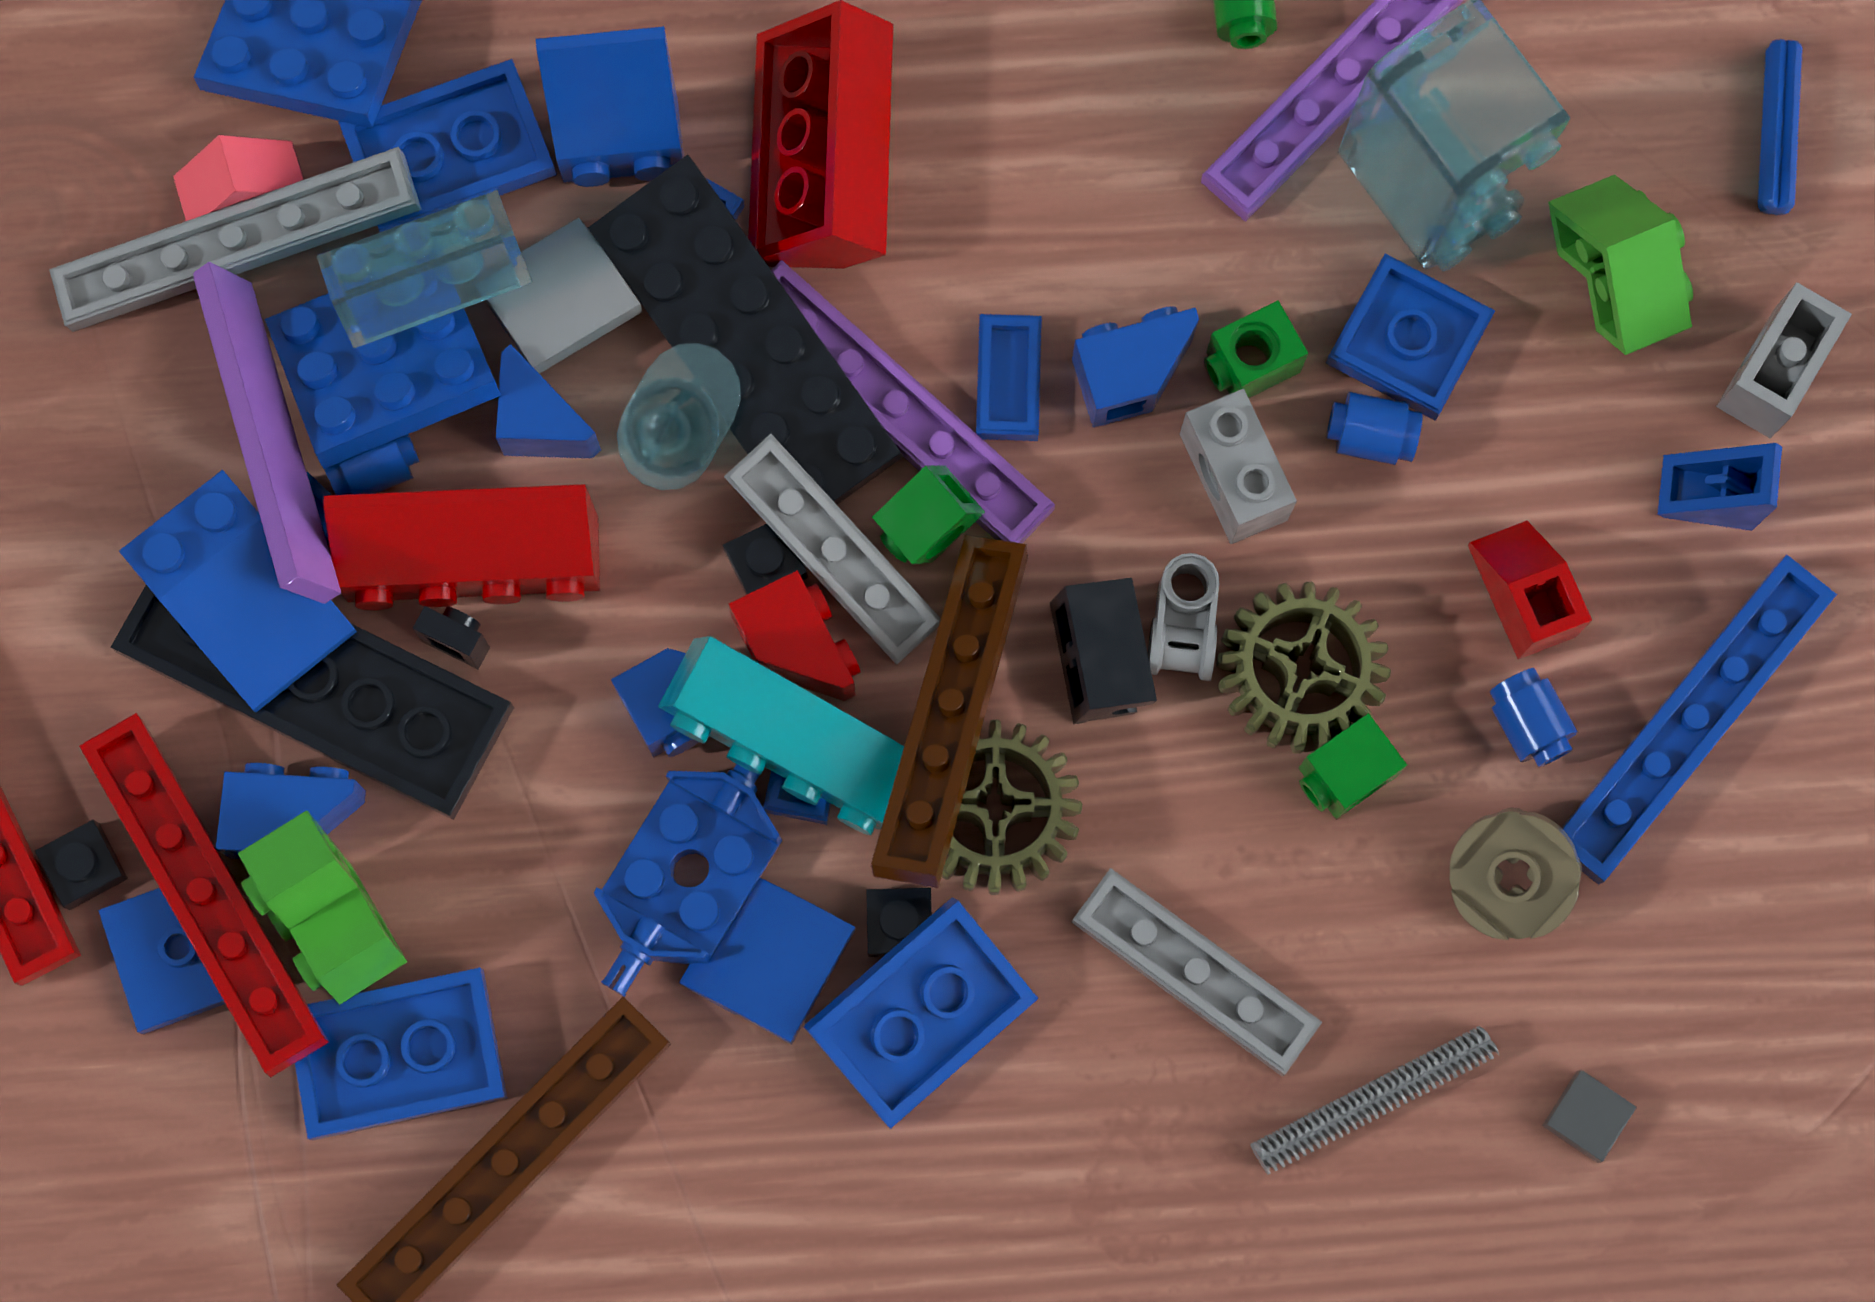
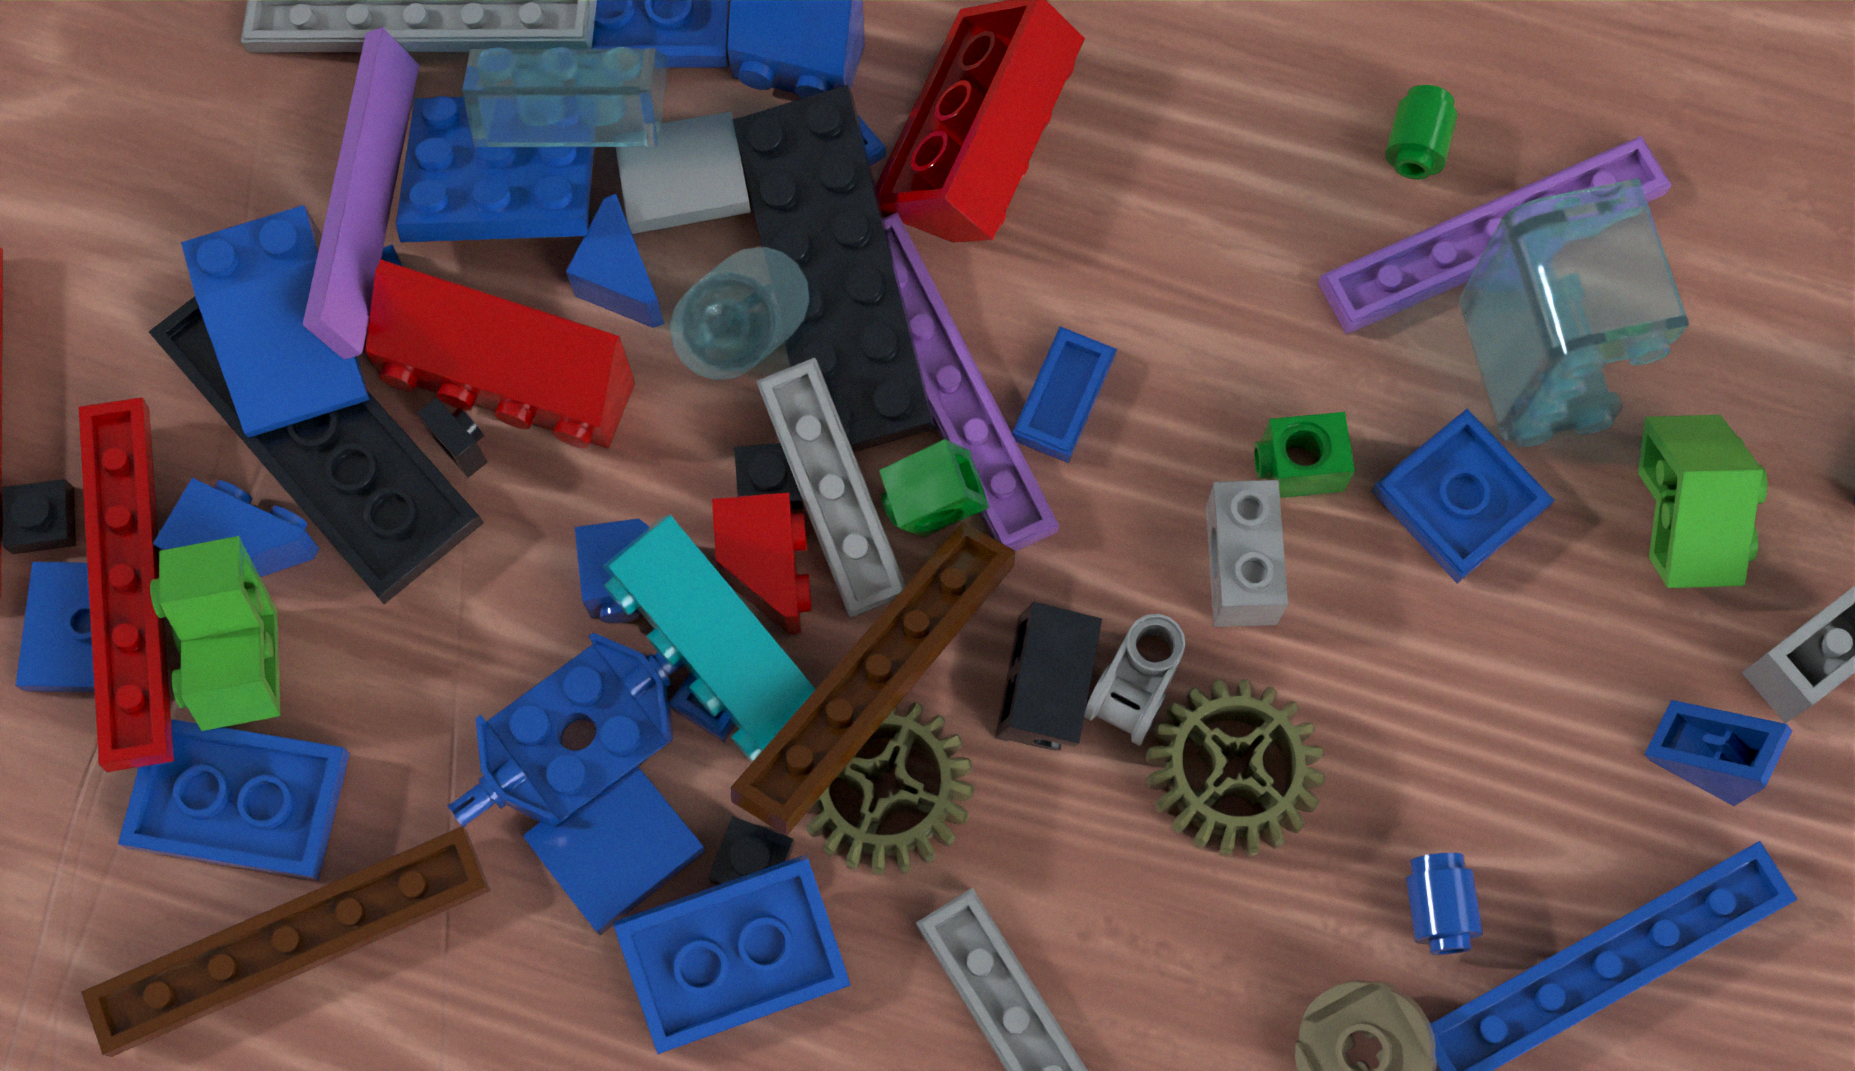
camera: 25 degrees right, 5 degrees down
(374, 469) = (454, 261): blue brick -> none
(1130, 366) = (1185, 424): blue slope -> none
(1350, 767) = (1243, 881): green brick -> none
(1374, 428) = (1393, 568): blue brick -> none
(1530, 588) = (1487, 777): red slope -> none

